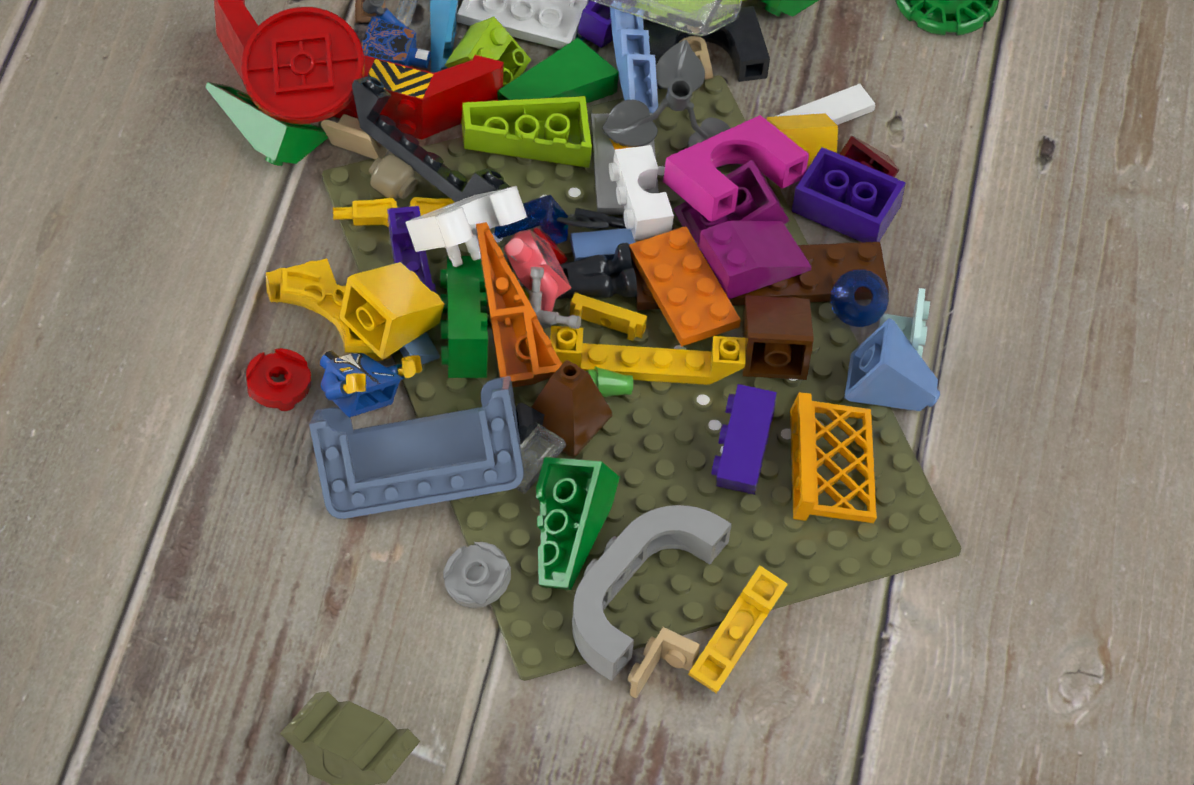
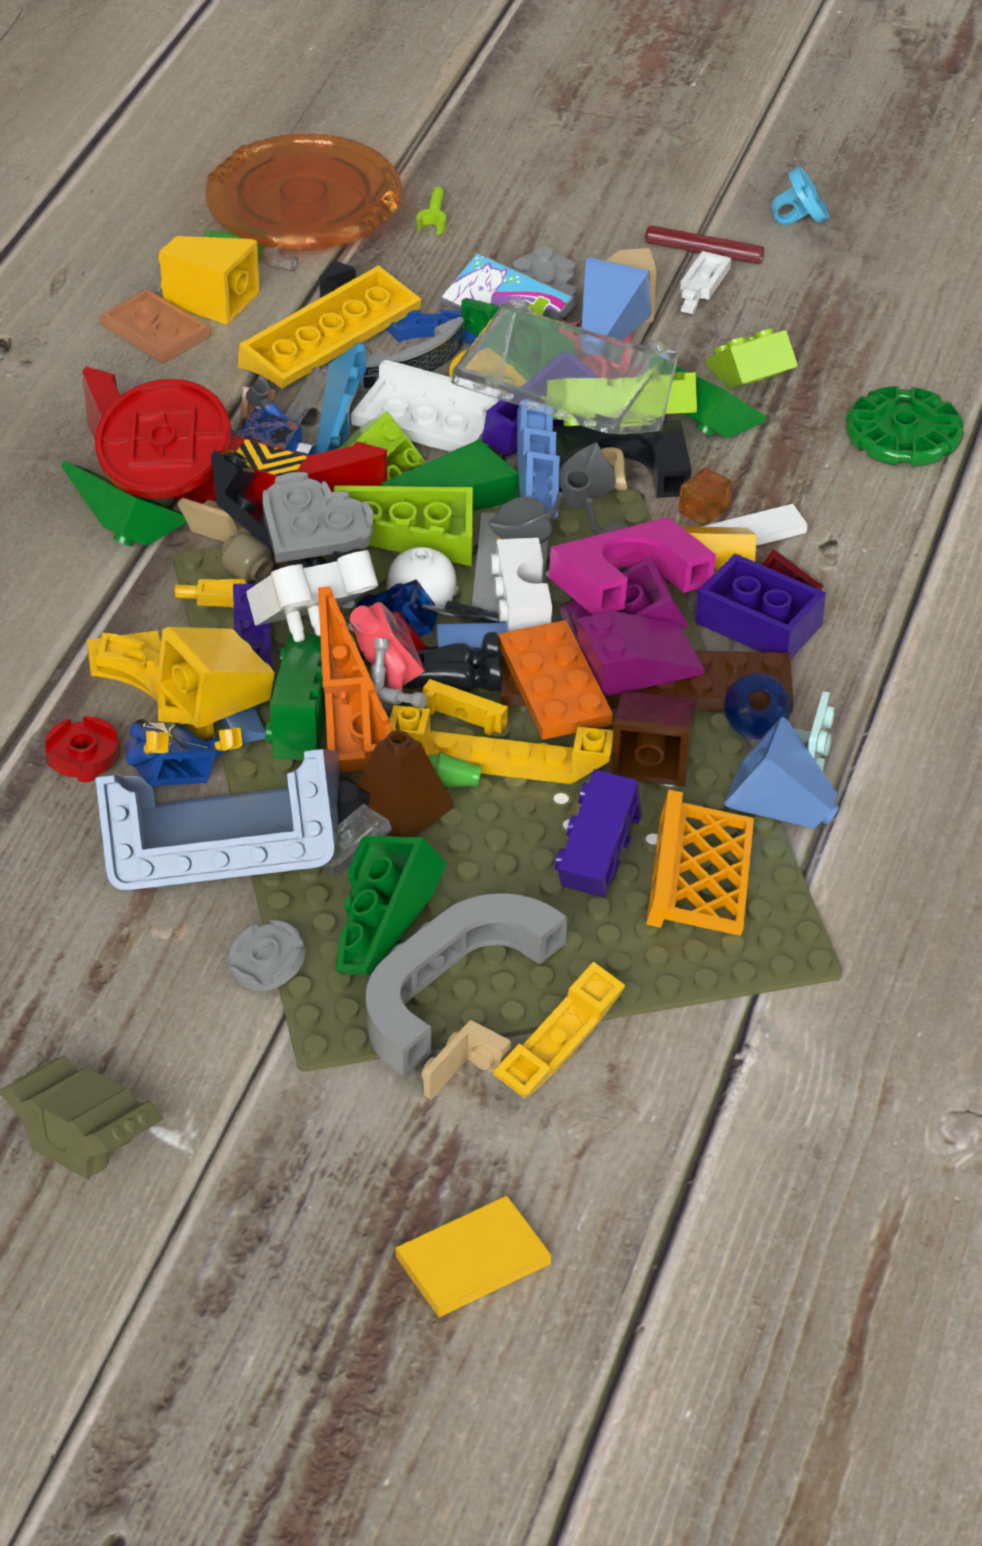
camera: 10 degrees right, 10 degrees down
(449, 142) = (313, 521): none -> light grey plate
(554, 179) = (431, 570): none -> white cylinder
(783, 82) = (705, 496): none -> clear orange brick

